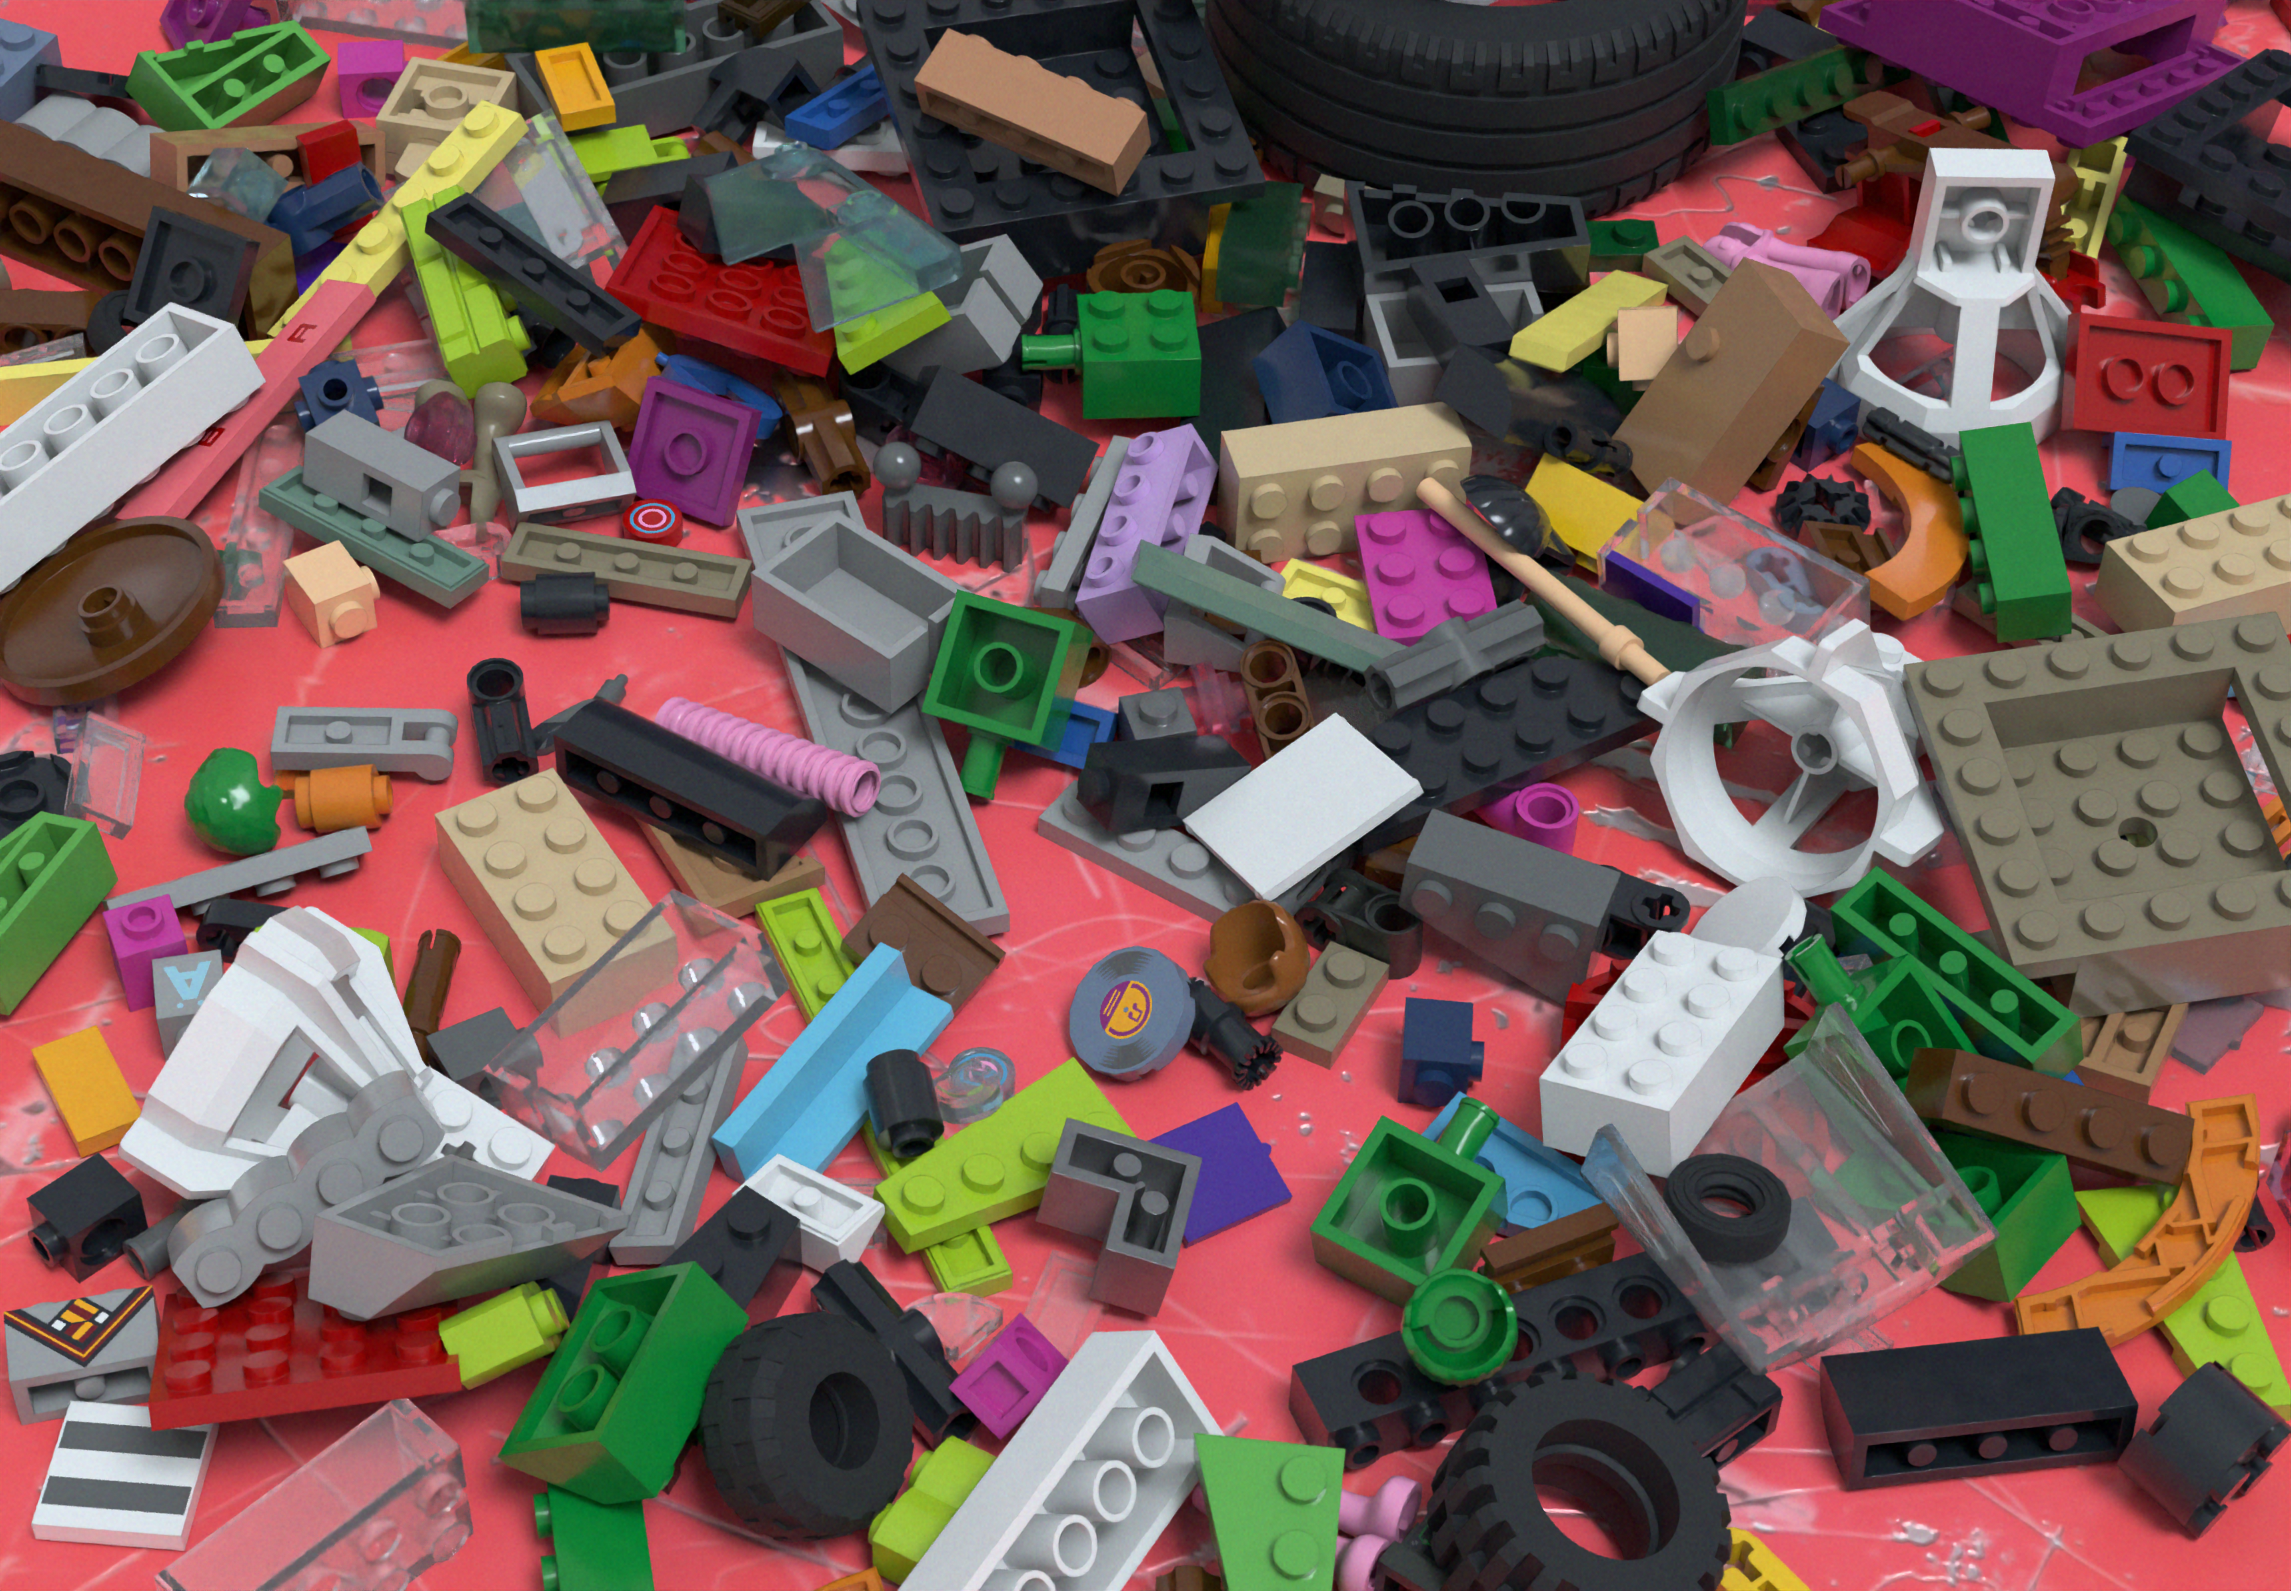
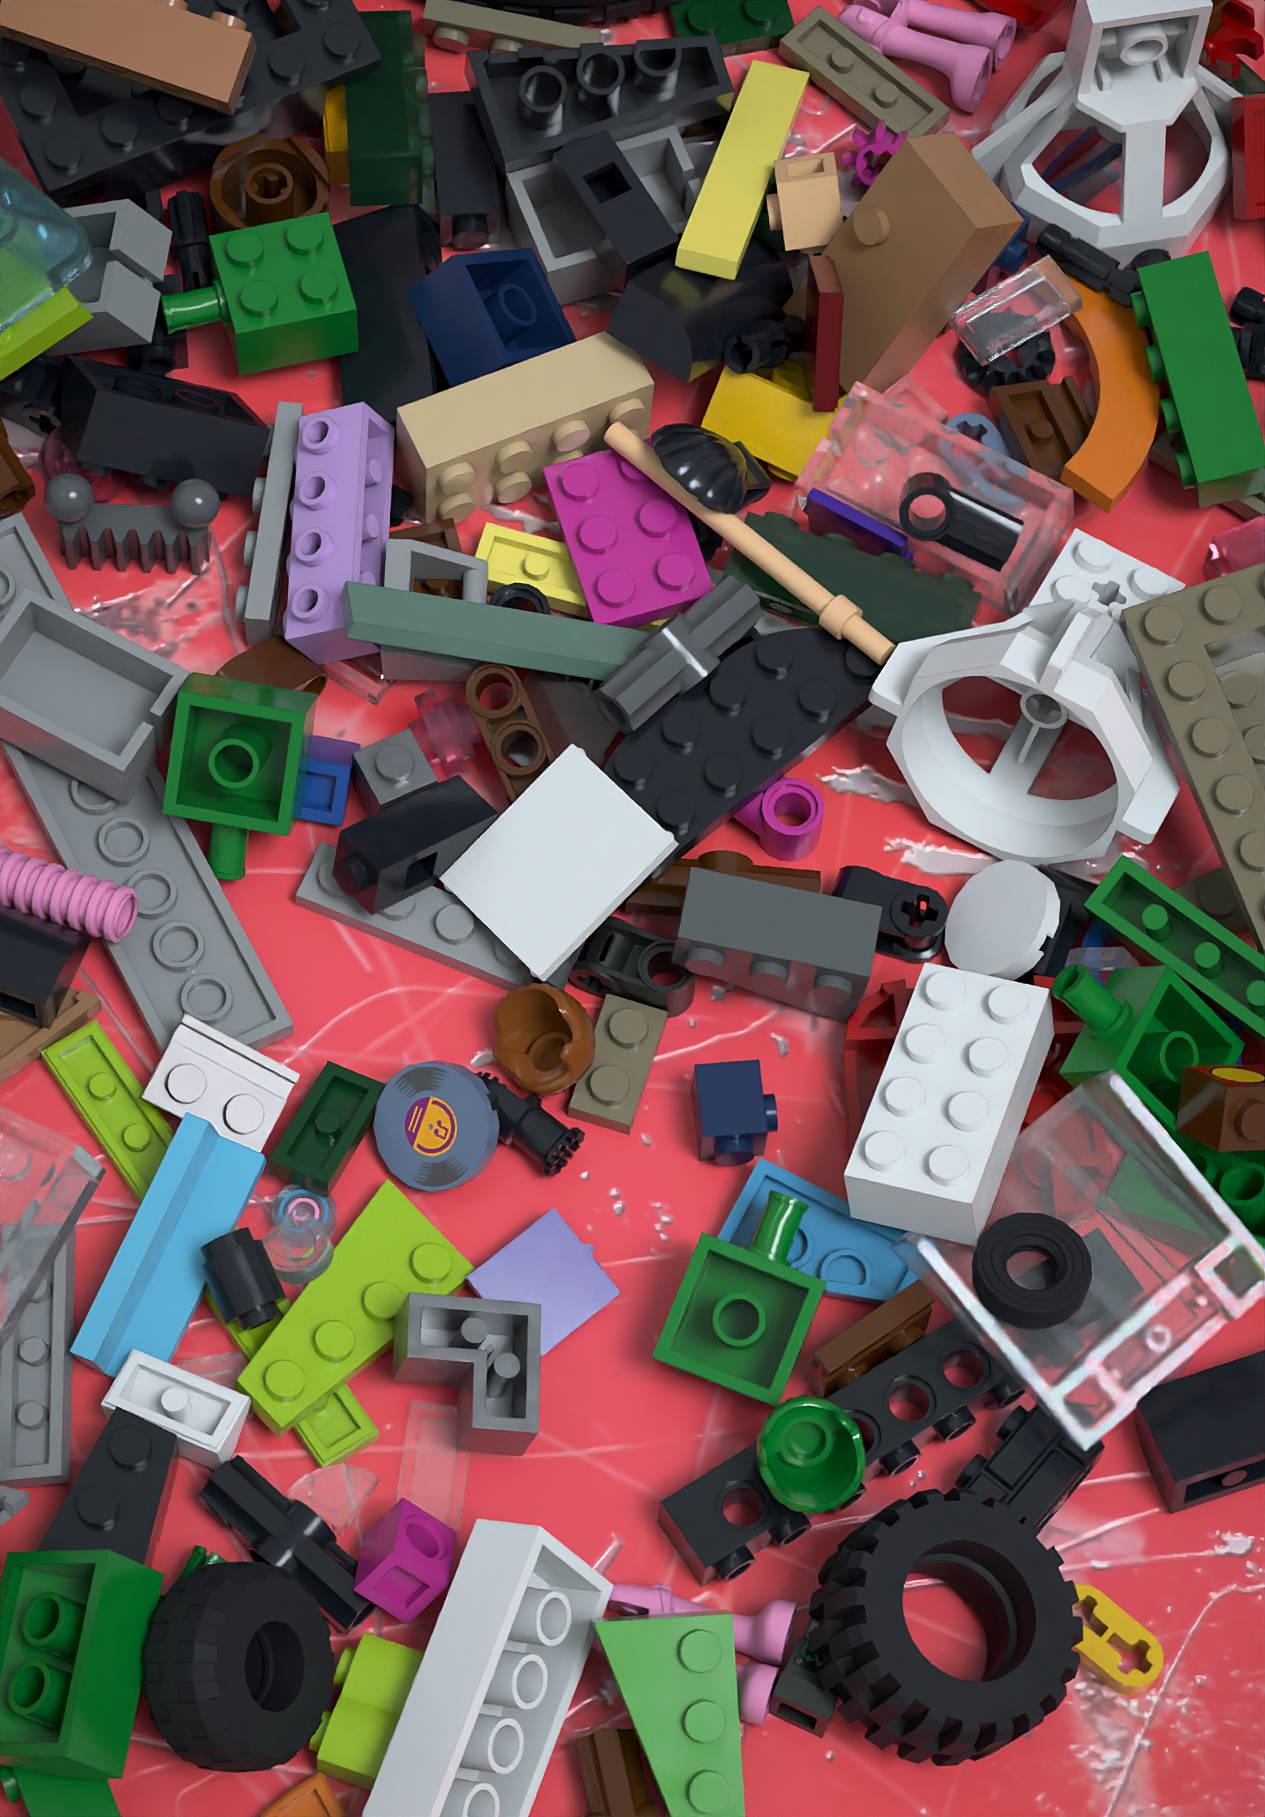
camera: 15 degrees left, 20 degrees up
(1019, 1006) = (326, 1129): none -> dark green plate
(1643, 432) = (823, 334): none -> dark red tile
(1756, 595) = (964, 523): none -> black piece
(1836, 466) = (1015, 310): none -> clear tile

